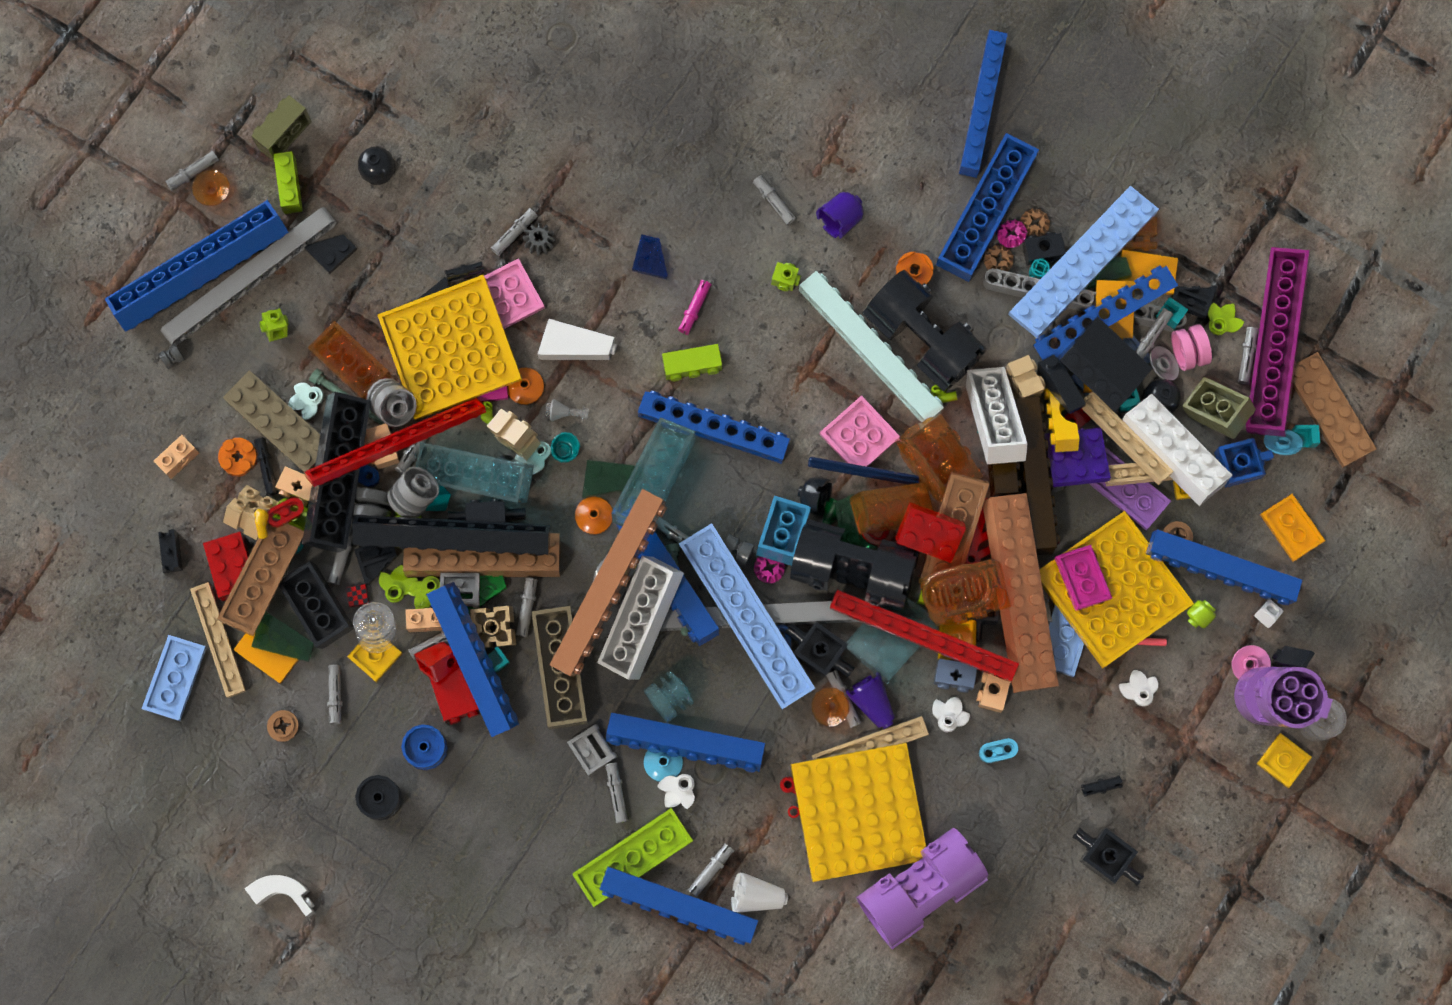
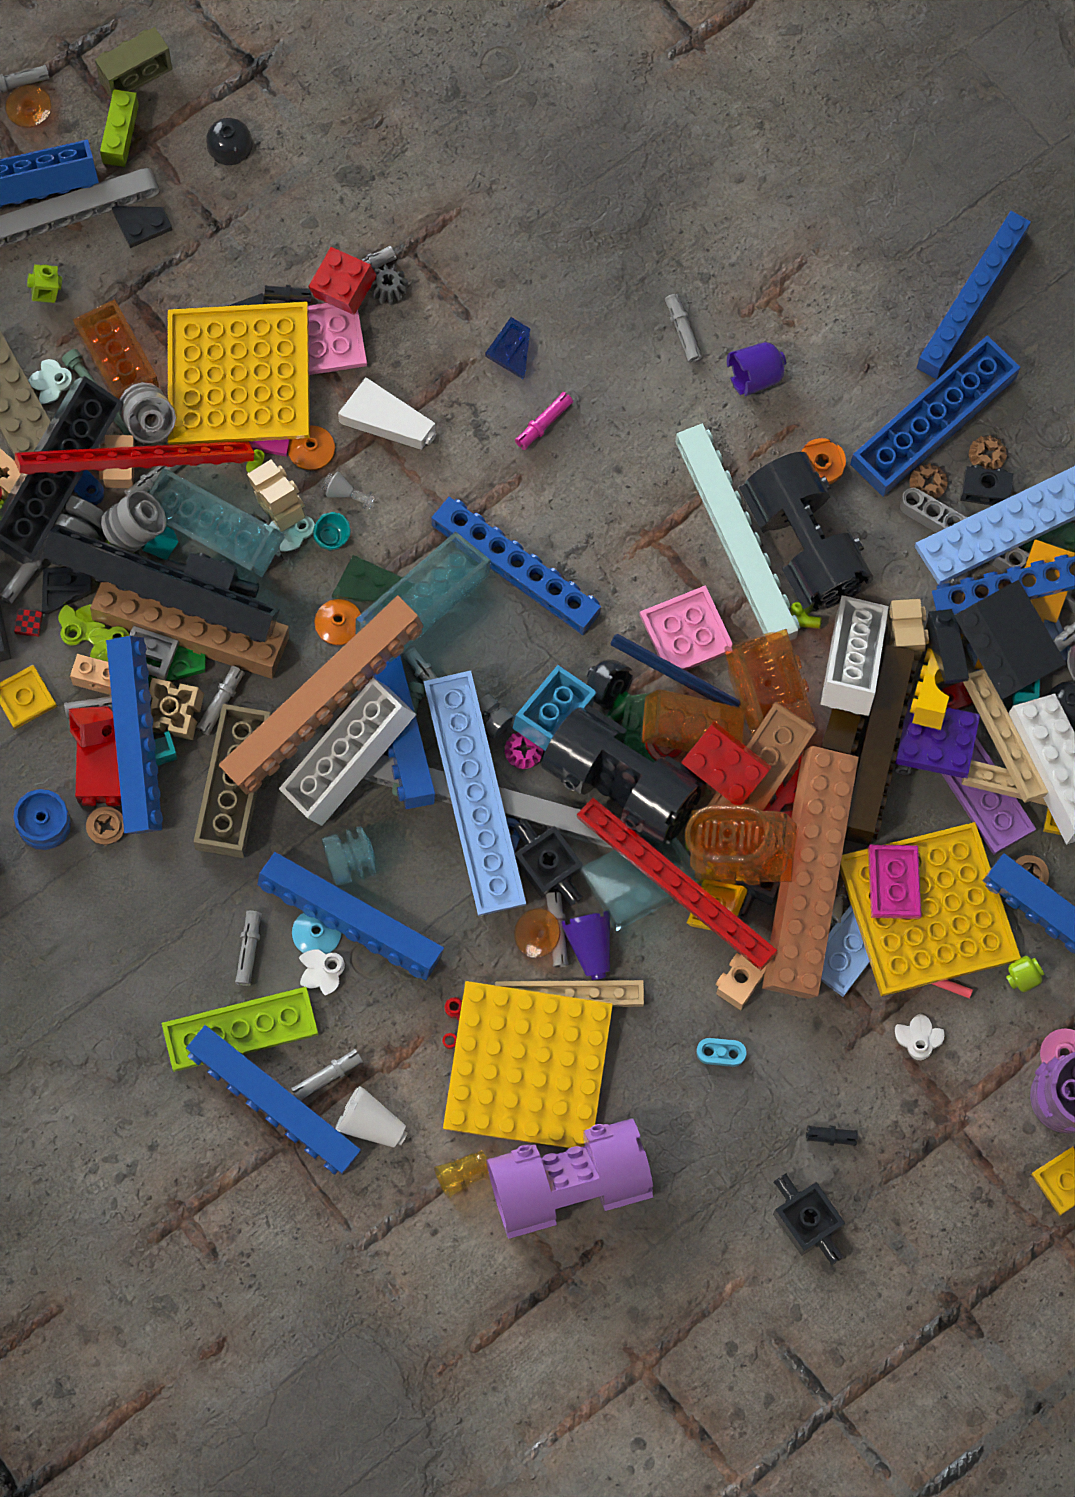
camera: 20 degrees right, 5 degrees down
(375, 627) = (34, 662): clear wheel -> none
(469, 727) = (103, 815): none -> medium nougat gear
(504, 249) = (342, 280): none -> red brick
(587, 754) = (229, 889): light grey plate -> none
(692, 362) = (517, 482): lime brick -> none
(785, 276) = (664, 419): lime brick -> none
(838, 910) = (461, 1172): none -> clear yellow plant
(945, 668) = (694, 935): sand blue brick -> none
(950, 711) = (681, 988): white plate -> none
(1012, 241) = (950, 464): dark pink gear -> none
(1035, 270) = (967, 508): teal wheel -> none

